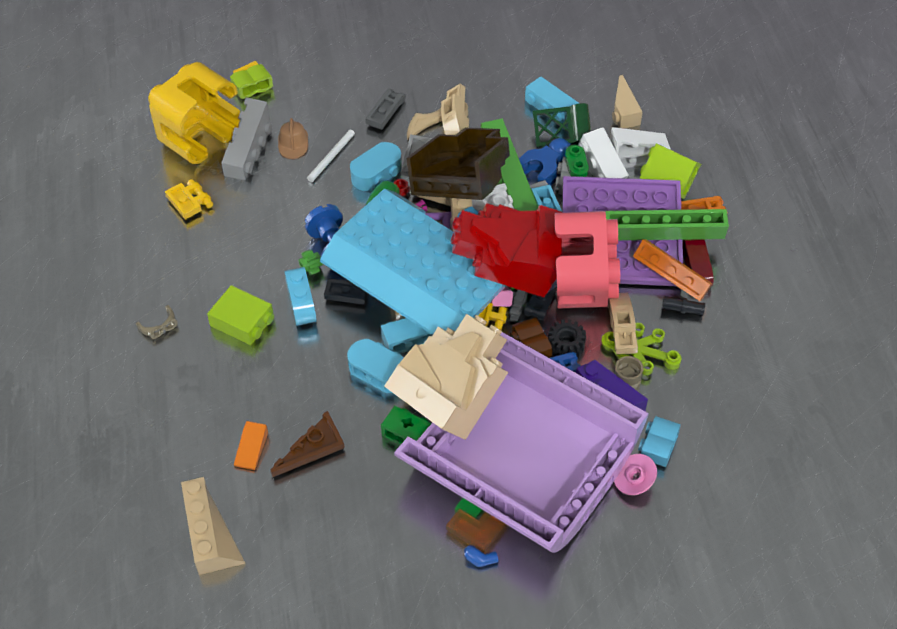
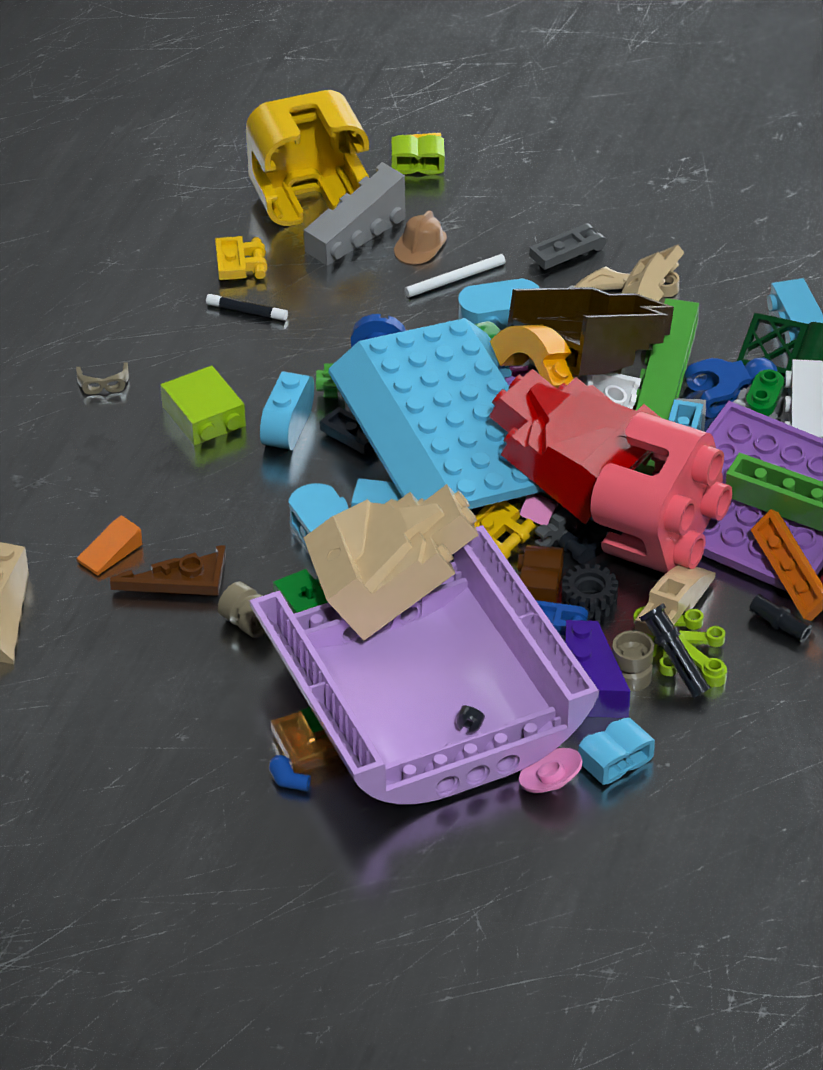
camera: 30 degrees right, 10 degrees down
(216, 231) = (247, 307): none -> black bar
(374, 451) = (235, 608): none -> dark tan wheel
(444, 188) = (541, 344): none -> light orange arch
(566, 463) = (470, 718): none -> black hinge
(645, 352) = (668, 637): none -> black pin

